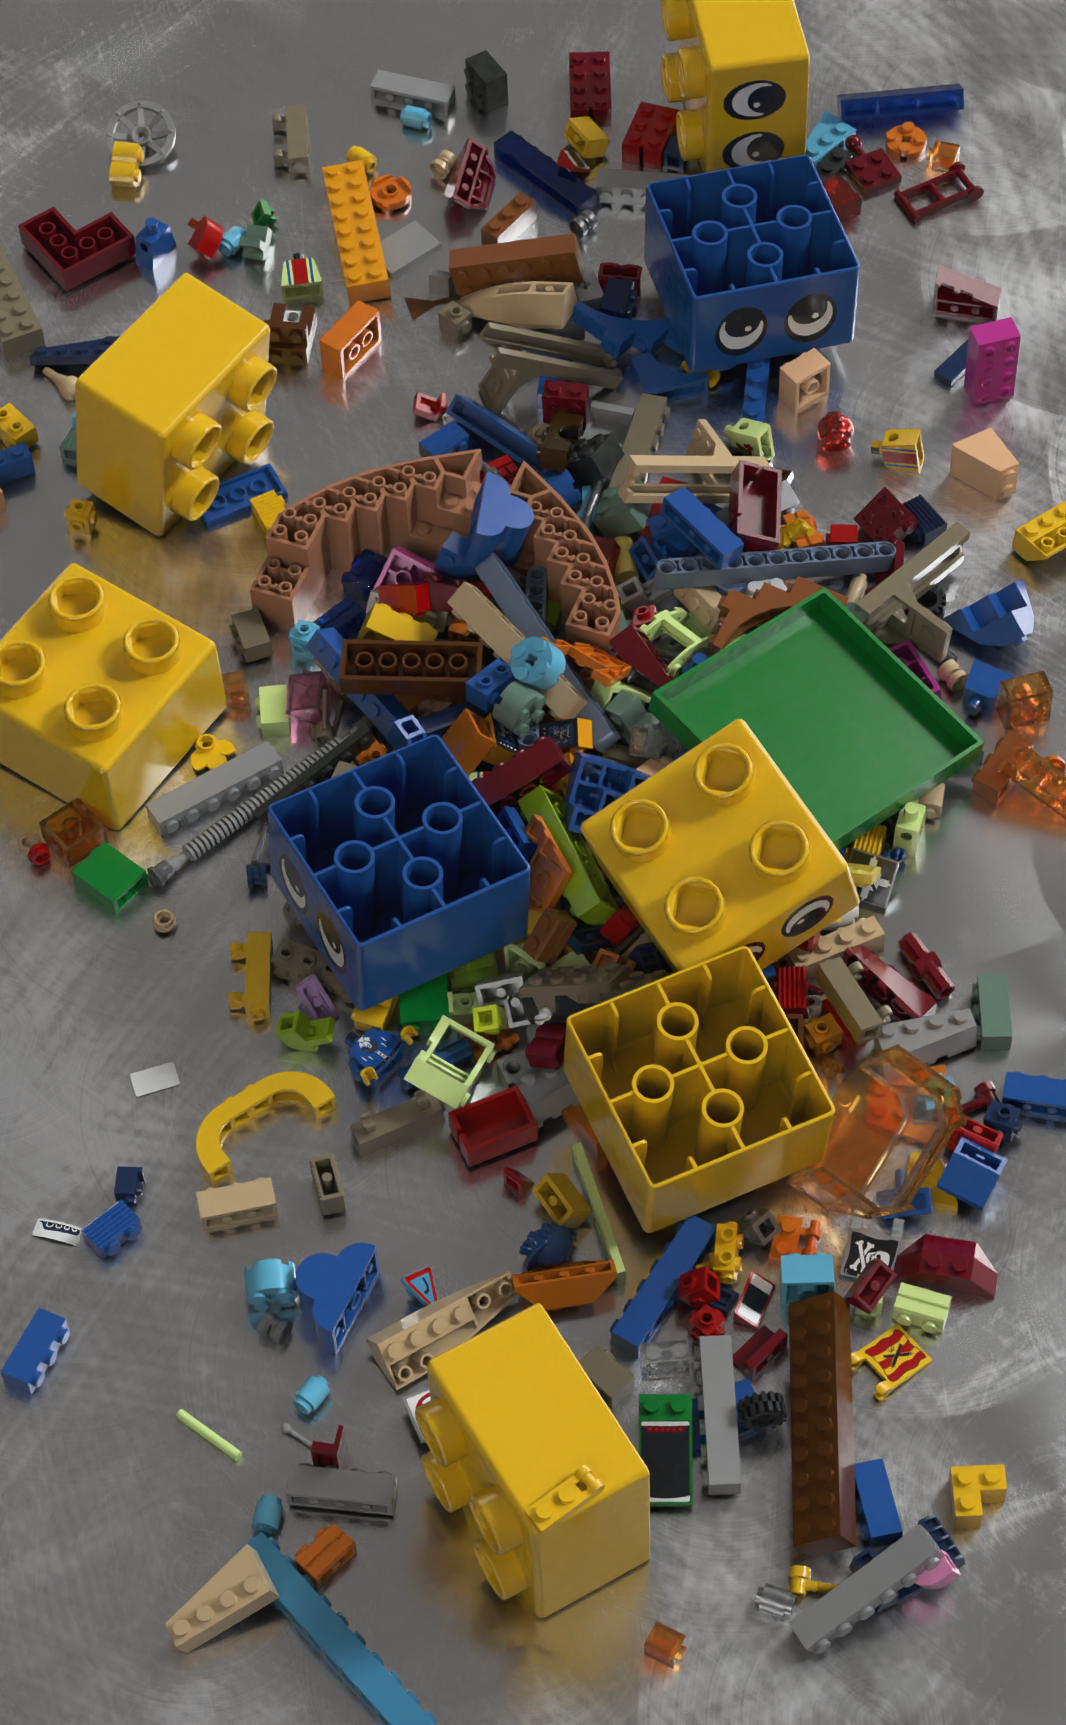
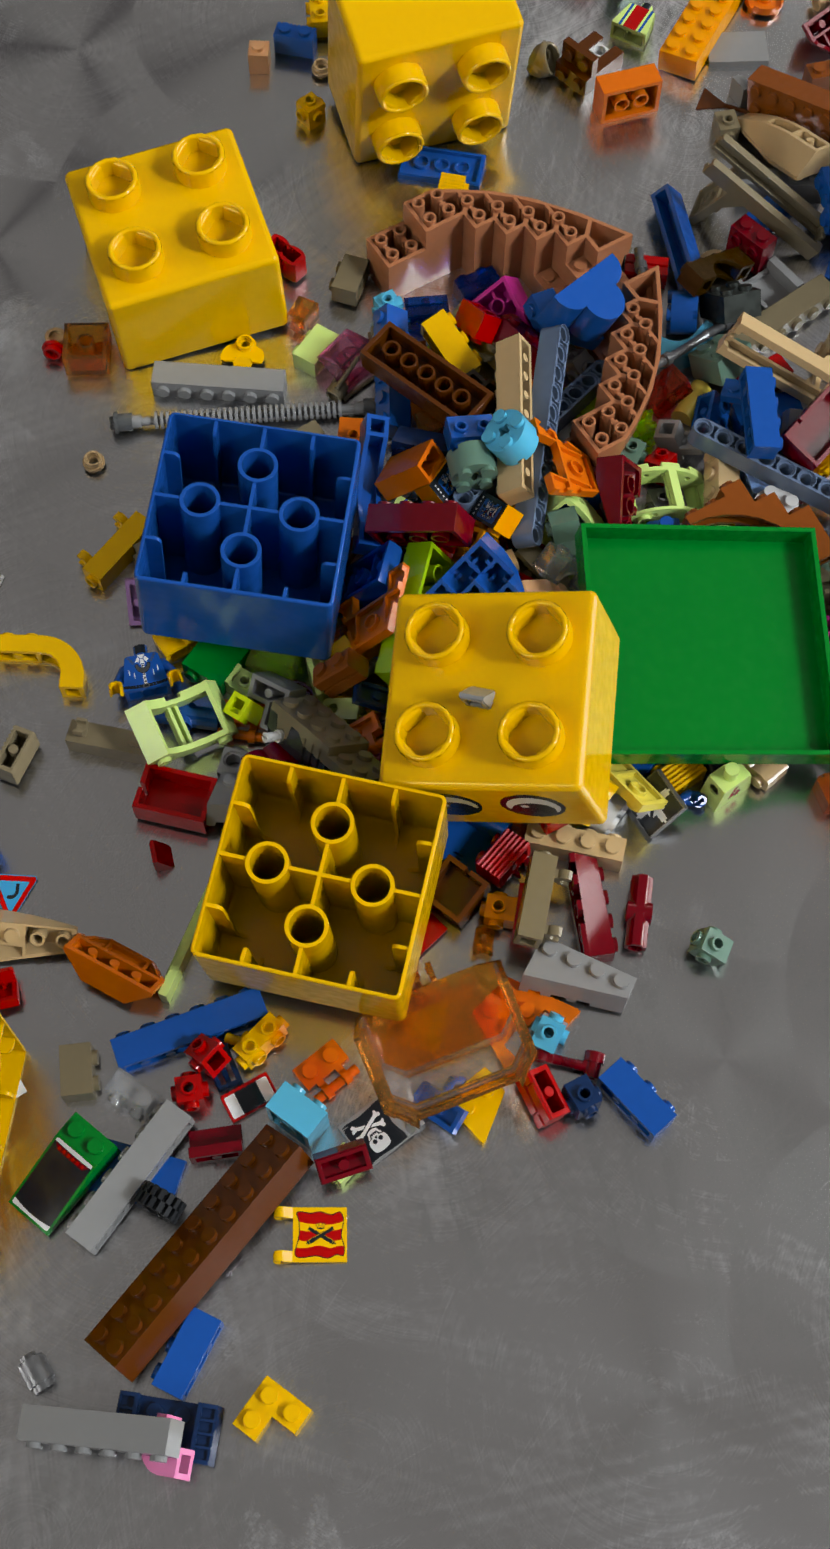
camera: 35 degrees right, 10 degrees up
(53, 475) = (320, 68): none -> tan plate
(109, 877) = (83, 401): green brick -> none
(302, 1033) = (108, 618): lime brick -> none
(322, 769) = (325, 416): pearl dark grey plate -> none
(429, 407) = (644, 183): bracket -> none
(445, 440) = (632, 218): blue brick -> none
(548, 1245) = (129, 929): blue hair -> none
(562, 1200) = (173, 899): yellow brick -> none
(713, 854) = (477, 697): none -> light grey slope
(758, 1226) = (304, 1037): flat silver brick -> none
(801, 1582) = (71, 1374): yellow brick -> none
(921, 1308) = (374, 1211): yellowish green brick -> none
(947, 1266) = (429, 1189): dark red wedge -> none
(971, 1173) = (513, 1125): blue slope -> none
(992, 1011) = (659, 993): sand green brick -> none
(1000, 951) = (710, 946): none -> sand green brick

